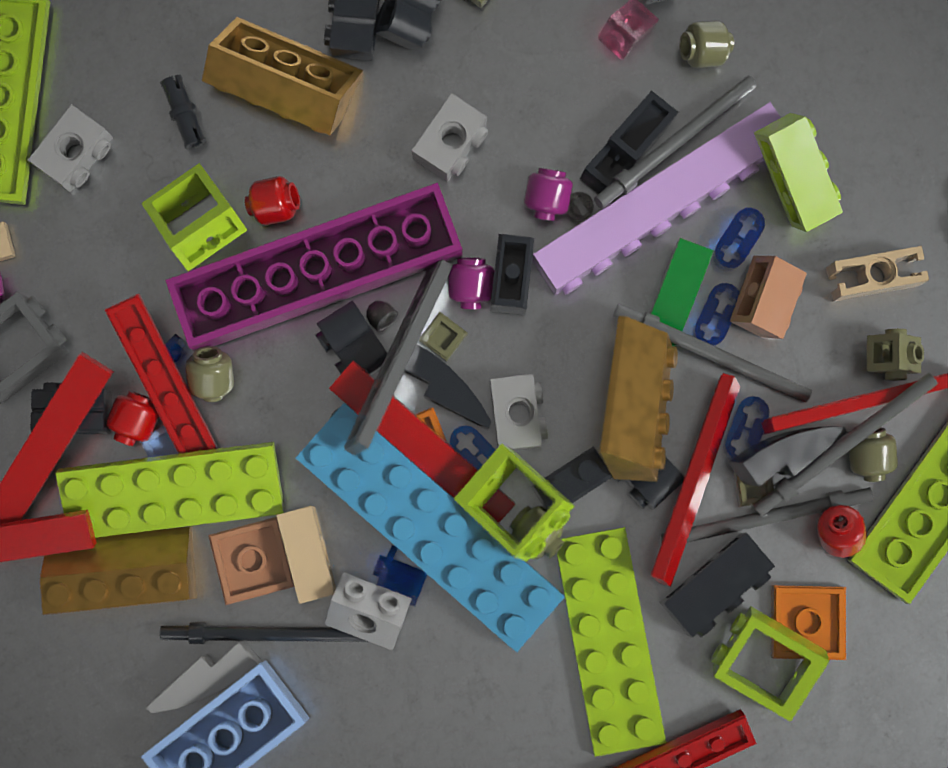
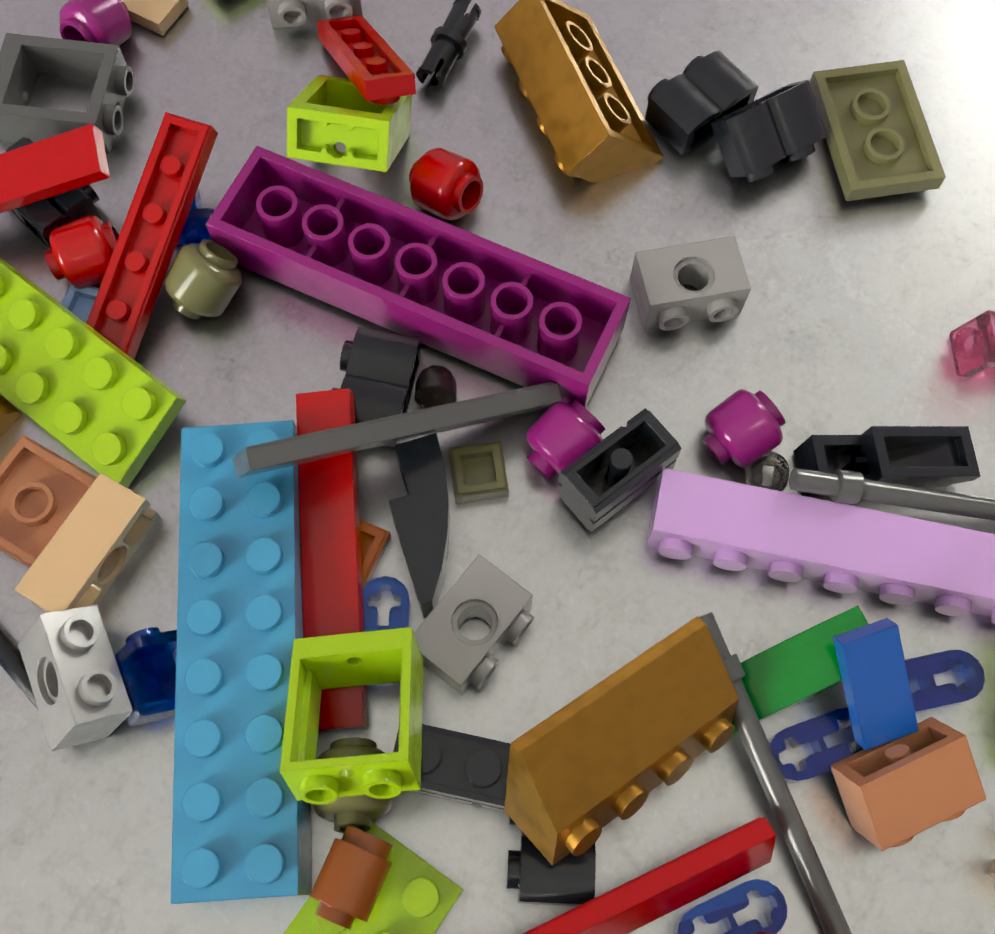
camera: 45 degrees right, 15 degrees down
(161, 172) = (367, 59): none -> red plate
(578, 568) = (351, 877): none -> dark orange brick
(718, 267) = (876, 683): none -> blue tile

